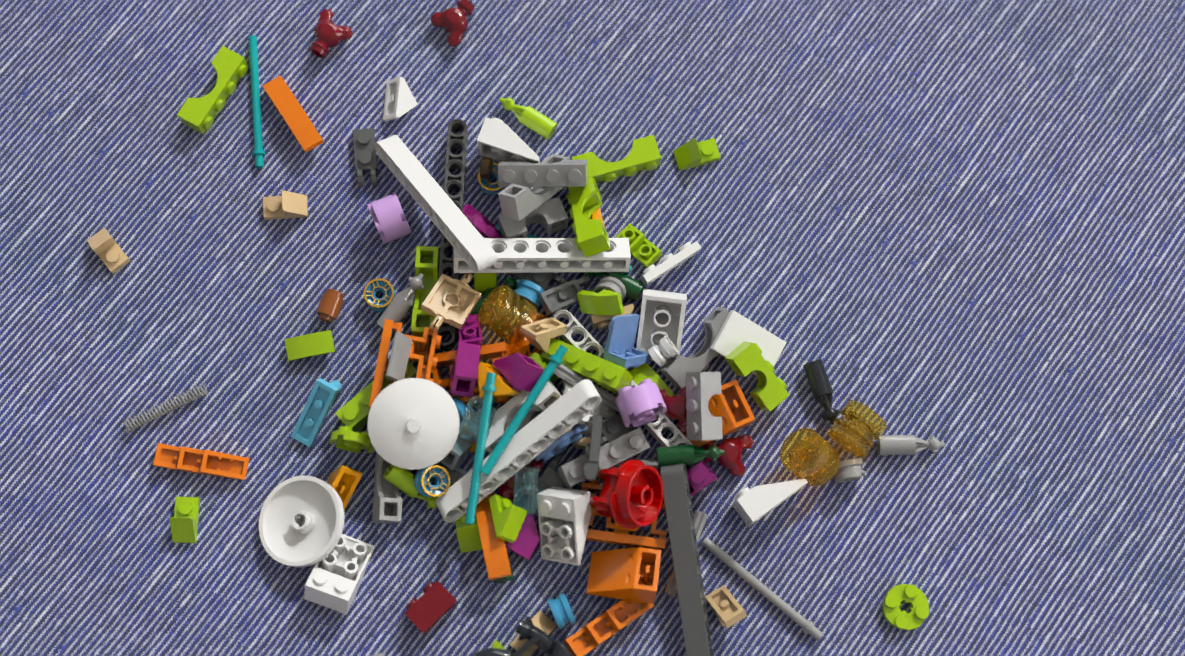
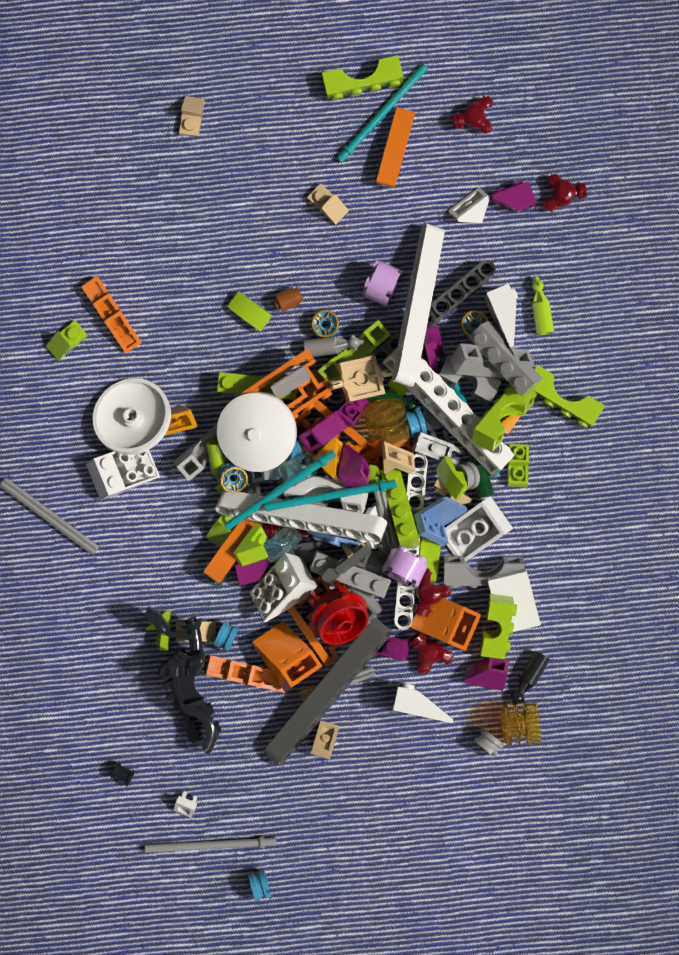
camera: 55 degrees right, 10 degrees up
(173, 407) = (124, 259): light grey piece -> none
(316, 411) = (210, 357): medium azure piece -> none
(350, 440) = (209, 395): lime plate -> none
(365, 154) = (413, 222): dark grey hinge -> none
(423, 60) = (516, 198): none -> magenta slope
(430, 606) = (153, 549): dark red brick -> none
(486, 168) = (475, 315): dark brown tile -> none
(663, 351) = (457, 548): white wheel -> none
(670, 262) = (525, 497): white plate -> none
(686, 454) = (399, 627): dark green wheel -> none
(696, 153) = (621, 446): lime slope -> none
(700, 422) = (451, 597): light grey arch -> none
(788, 417) = (488, 673): none -> magenta slope
(808, 626) = (360, 805): light grey bar -> none
(809, 457) = (472, 709): clear yellow wheel -> none
(902, 619) = (421, 862): lime plate -> none
(906, 445) = (542, 766): light grey wheel -> none

